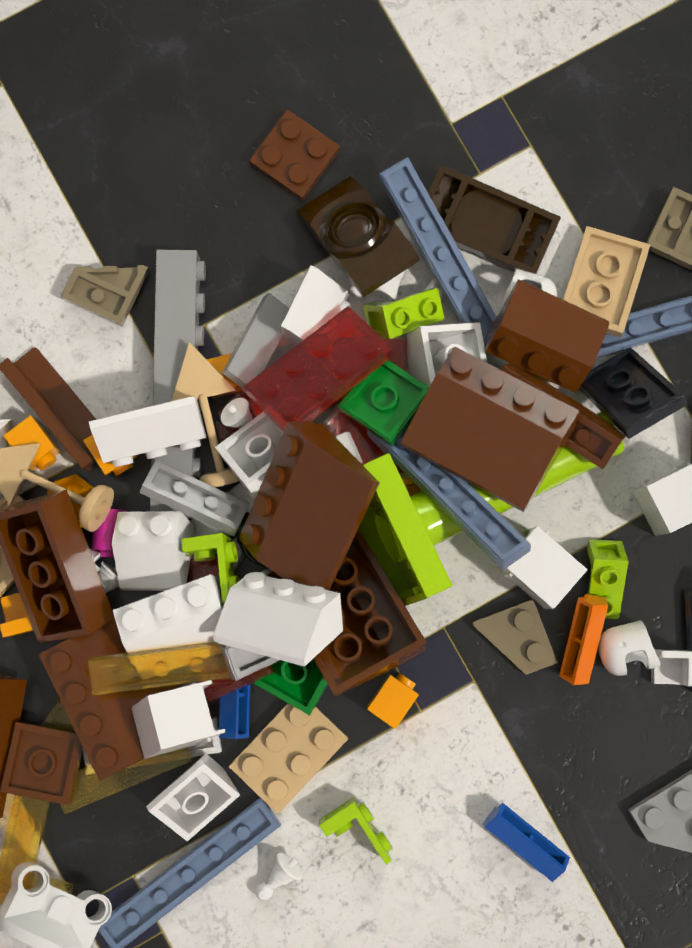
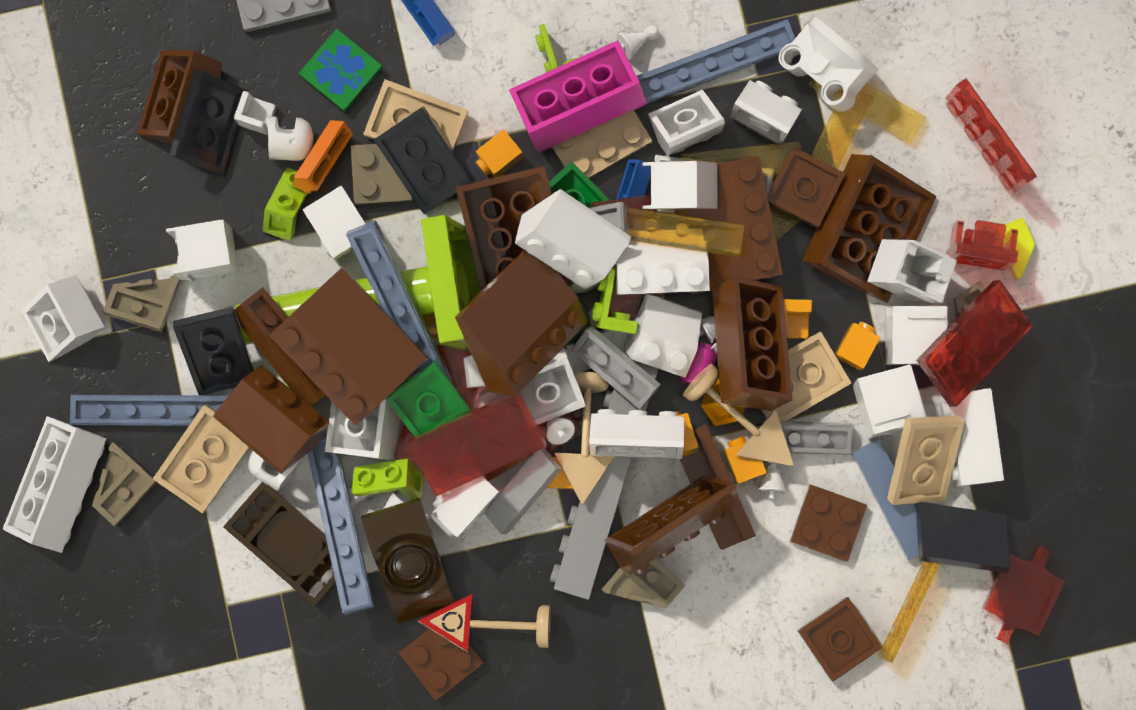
camera: 160 degrees left, 0 degrees up
(89, 351) = (670, 523): none -> reddish brown slope
(108, 837) = (765, 111): none -> white slope
(290, 188) = (455, 623): none -> tan piece
(322, 791) = (578, 96): none -> dark pink slope
(473, 669) = (423, 160): none -> black tile
(494, 709) = (398, 102): none -> tan plate
(595, 744) = (340, 70): none -> green tile

